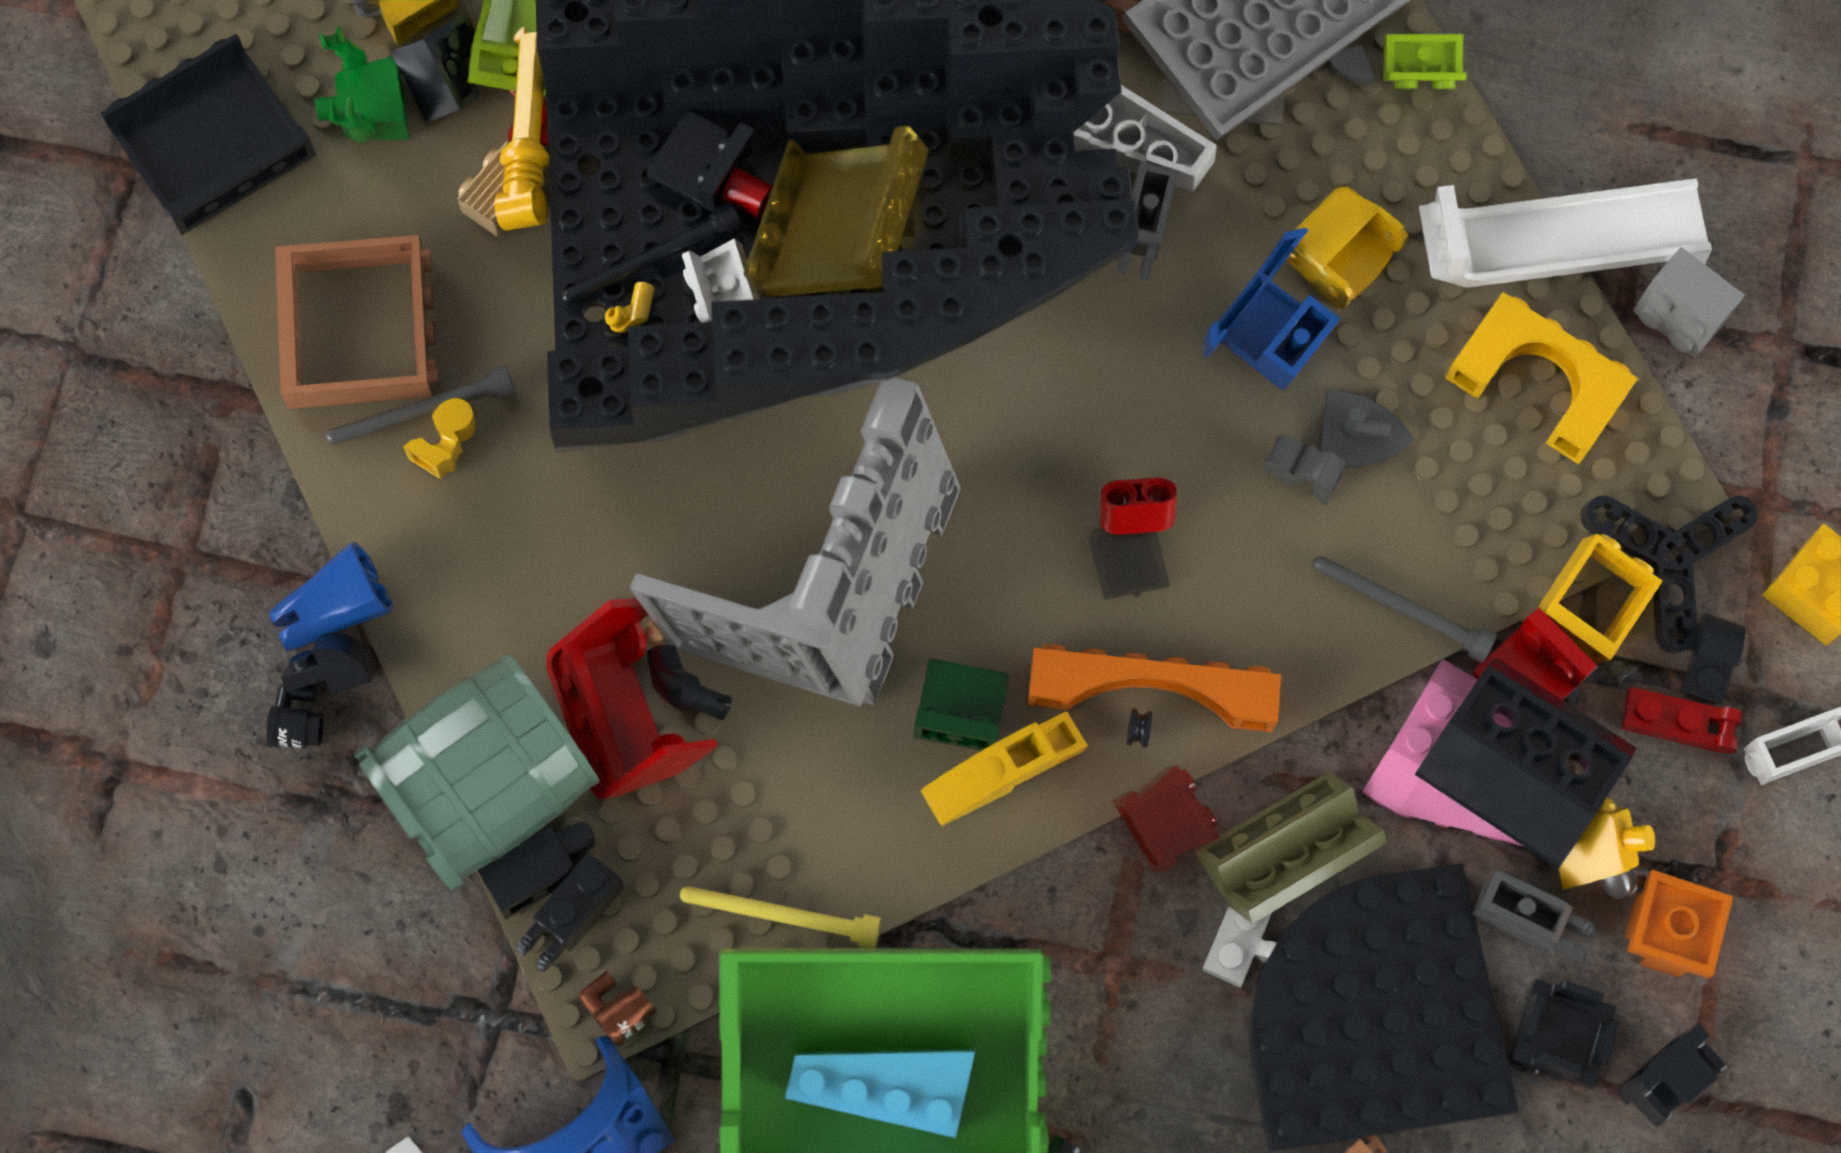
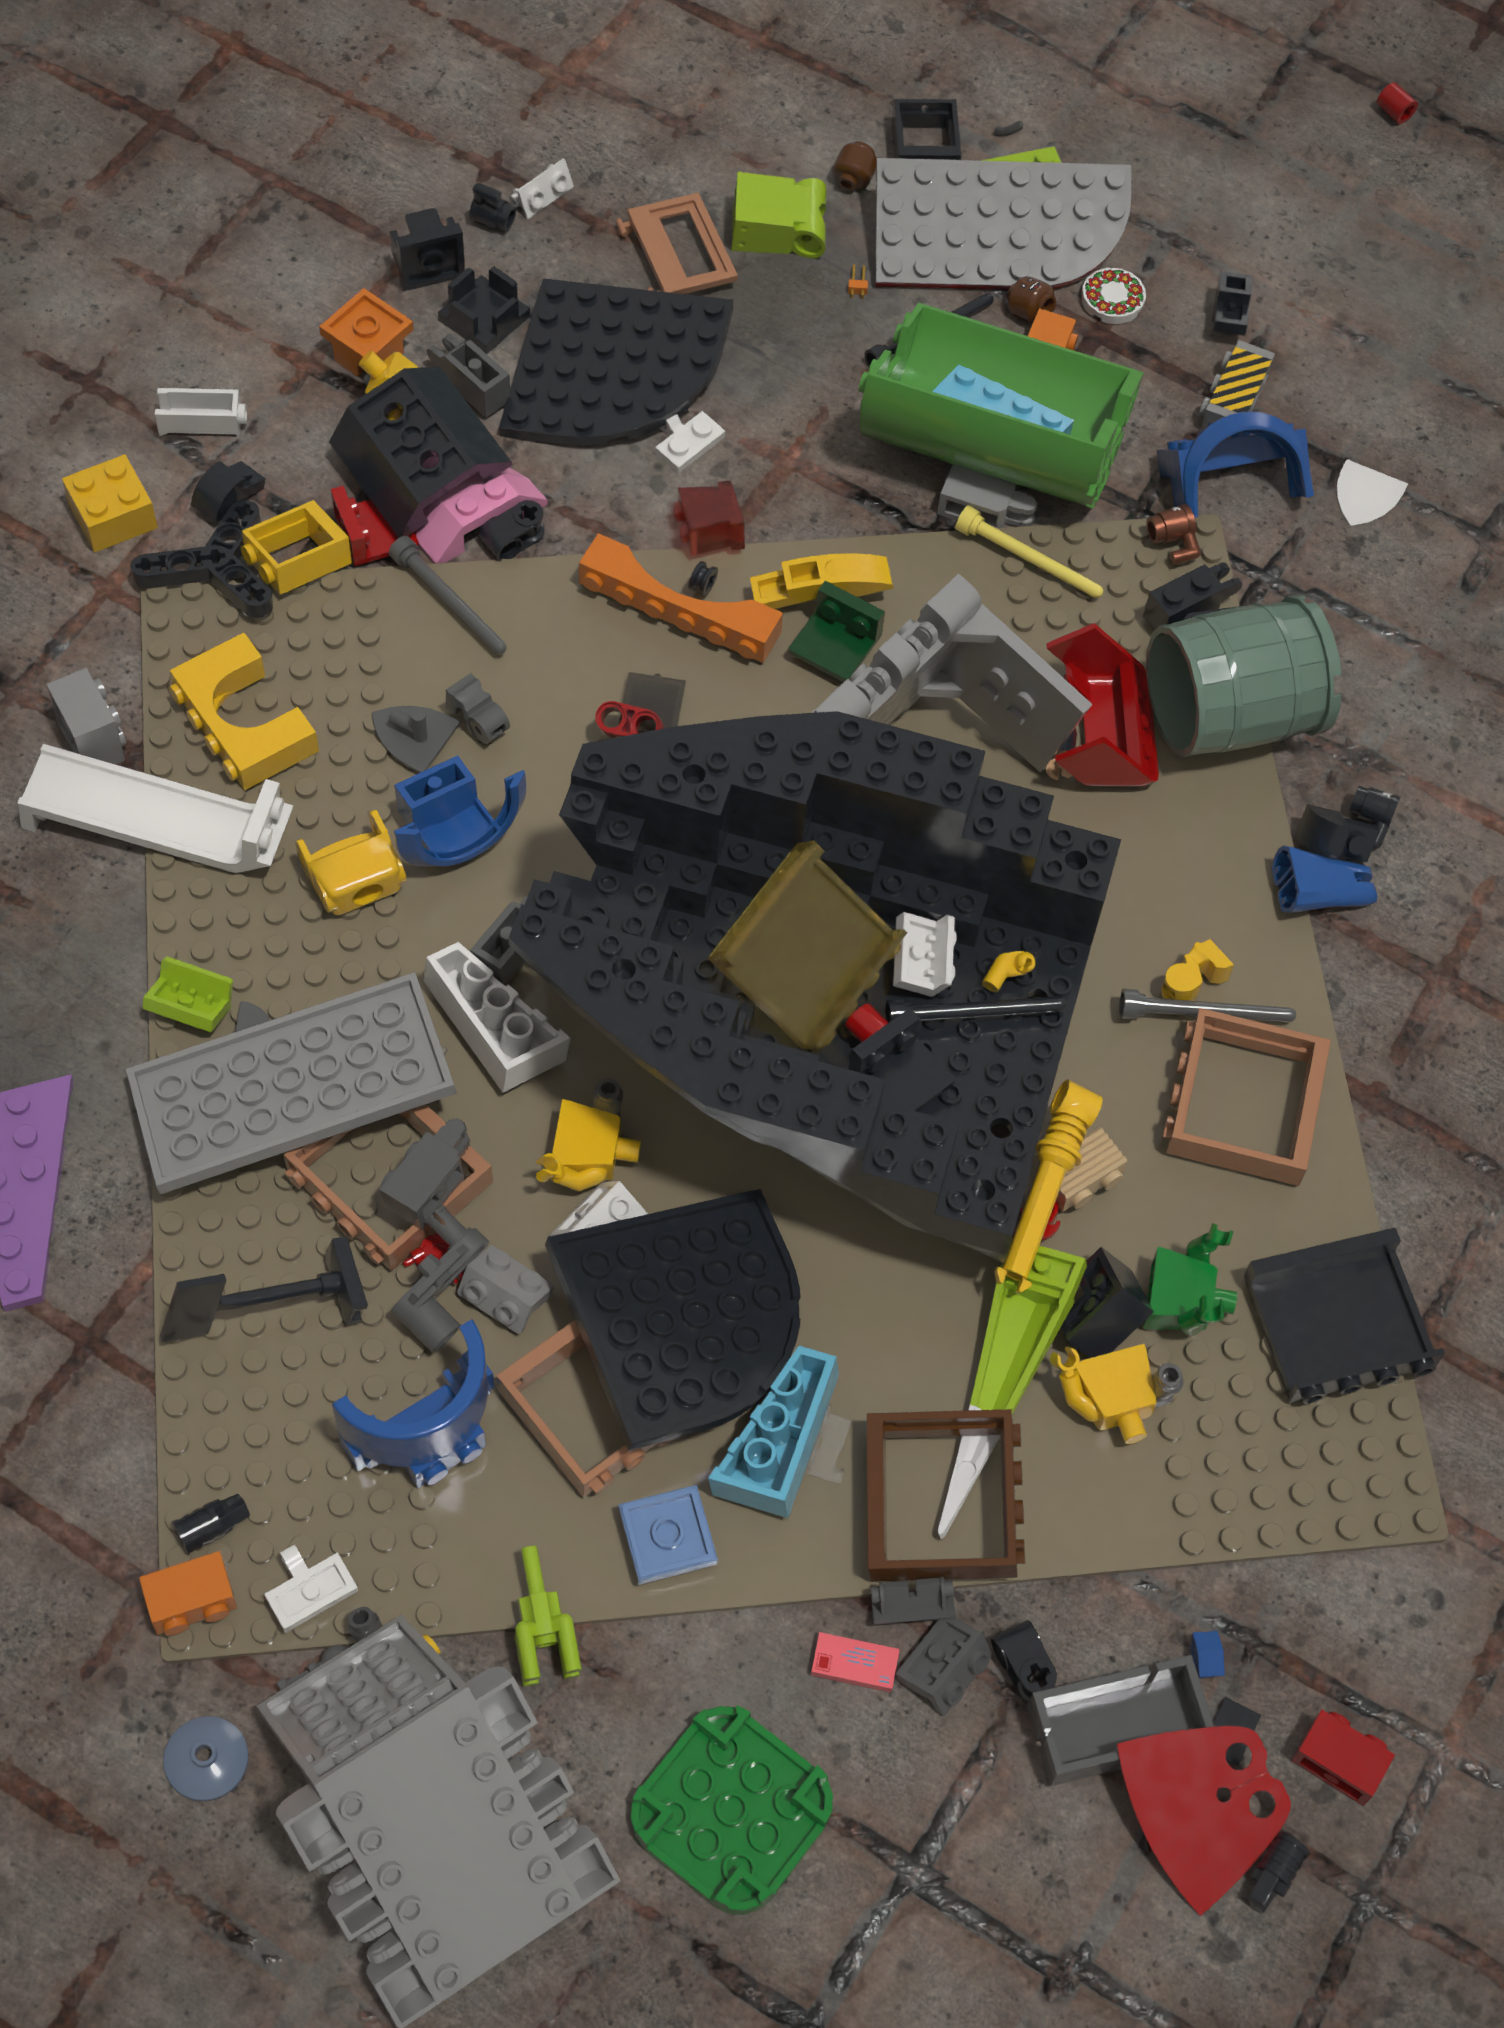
camera: 160 degrees left, 10 degrees down
(1290, 847) = (623, 472): olive slope -> none
(1378, 720) = (511, 533): none -> black piece
(1680, 720) = (278, 464): red plate -> none

